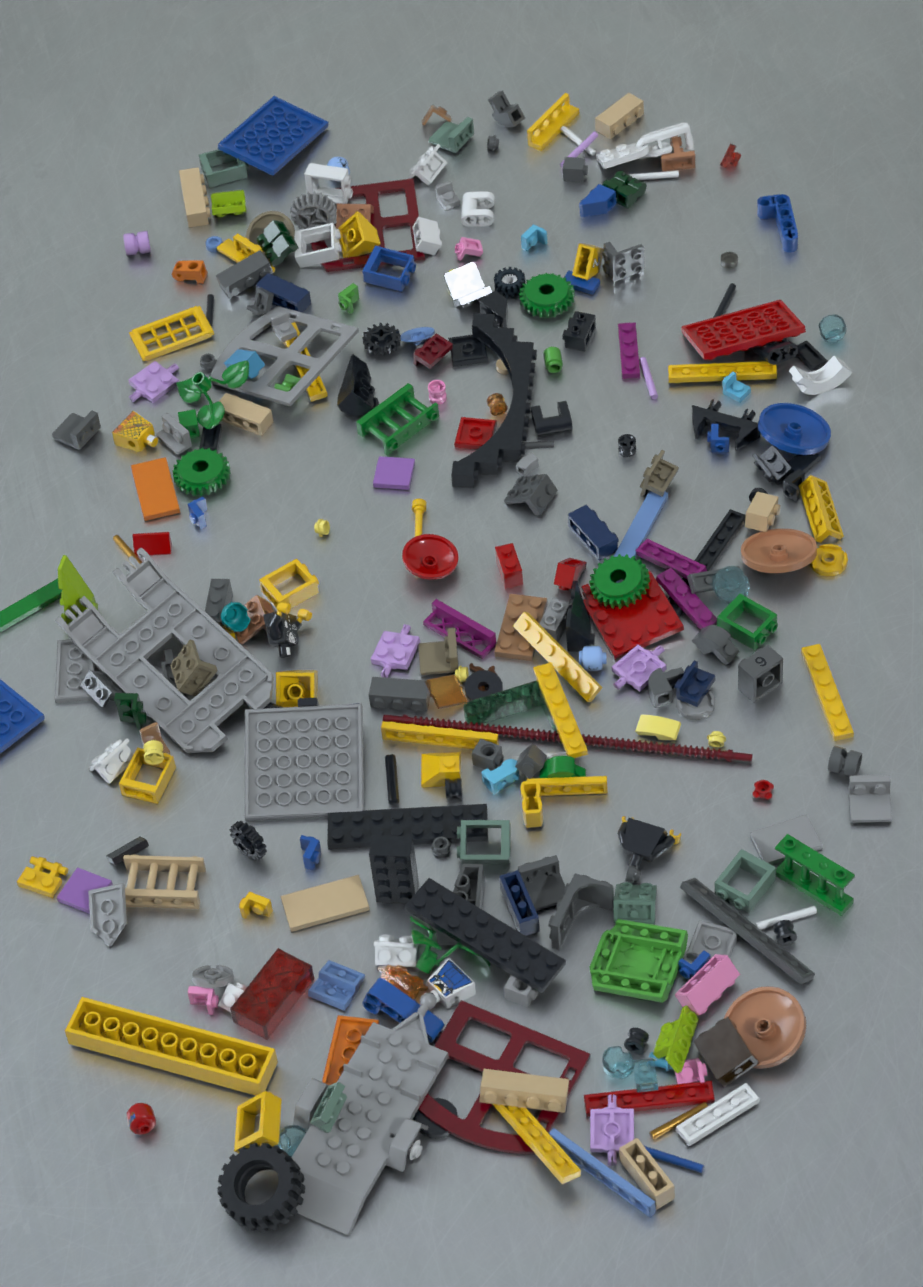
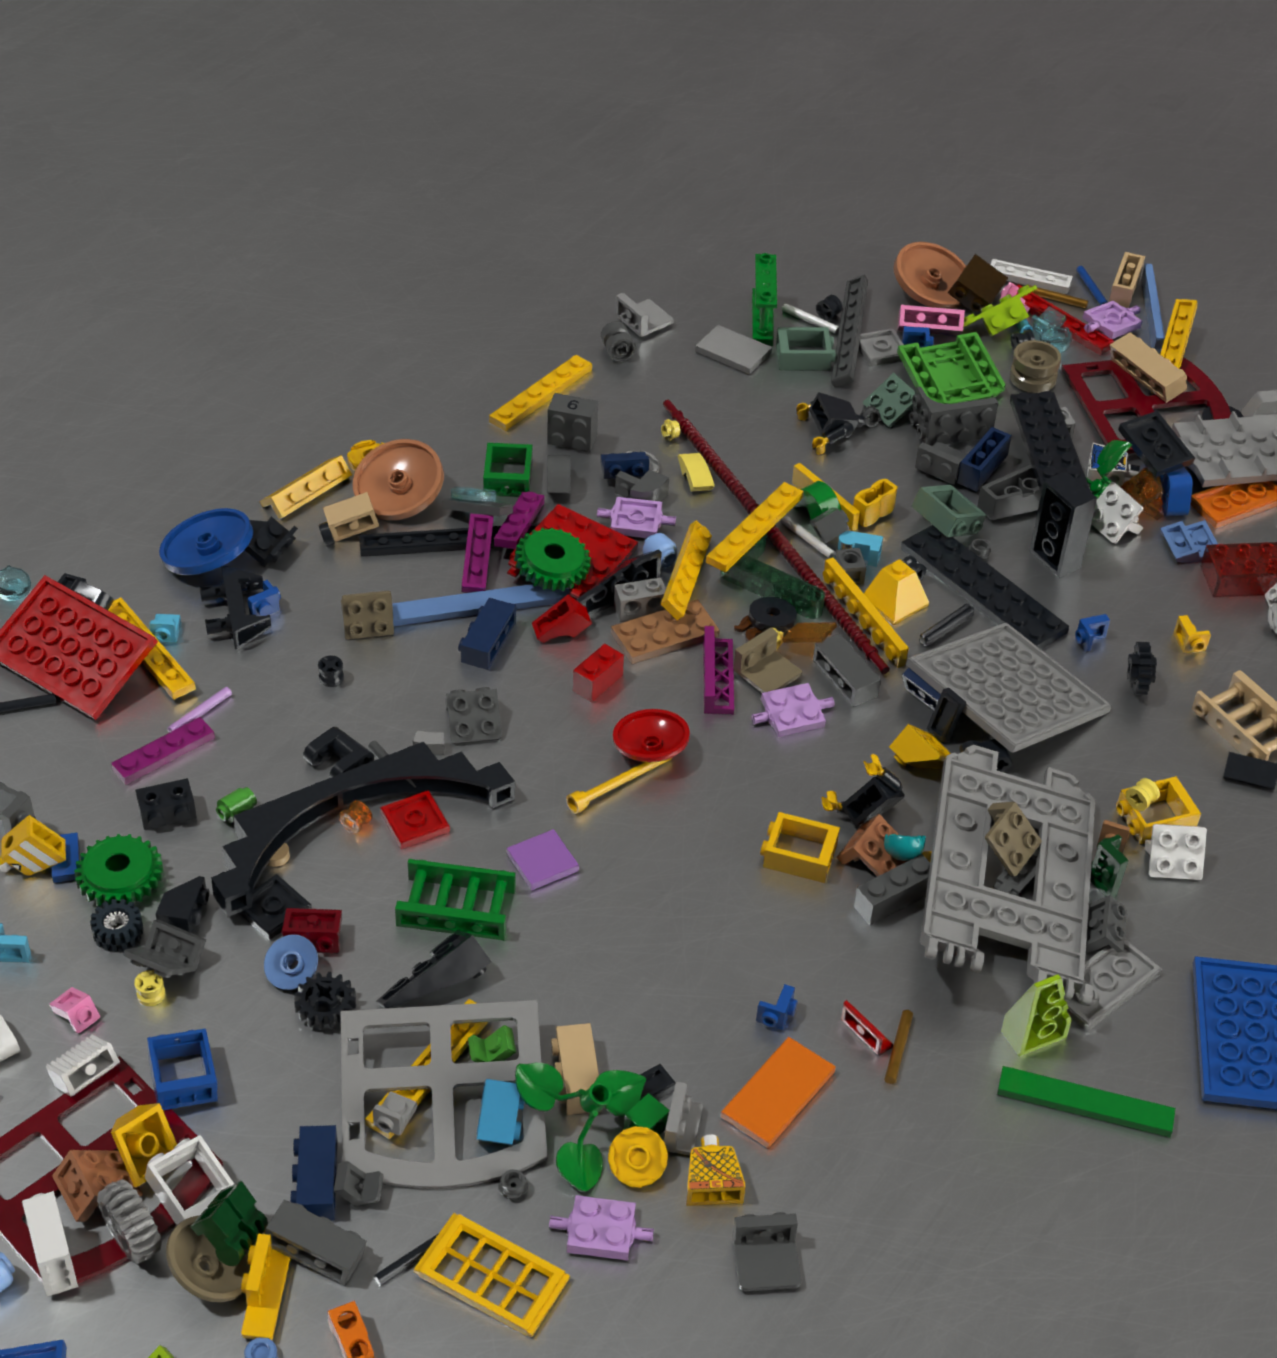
camera: 135 degrees left, 5 degrees down
(173, 407) = (637, 1156): none -> yellow tile
(201, 472) = (713, 1069): green gear -> none
(322, 527) = (687, 873): light yellow plate -> none
(325, 903) = (1126, 596): tan tile -> none
(348, 297) = (270, 1089): bright green bracket -> none
(416, 986) = (1156, 444): none -> black plate
(437, 392) = (379, 885): bright pink wheel -> none
(593, 1016) = (1035, 366): none -> dark tan wheel
(763, 785) = (694, 382): red plate -> none
(792, 483) = (288, 515): black bracket -> none
(823, 379) = (100, 560): white arch -> none

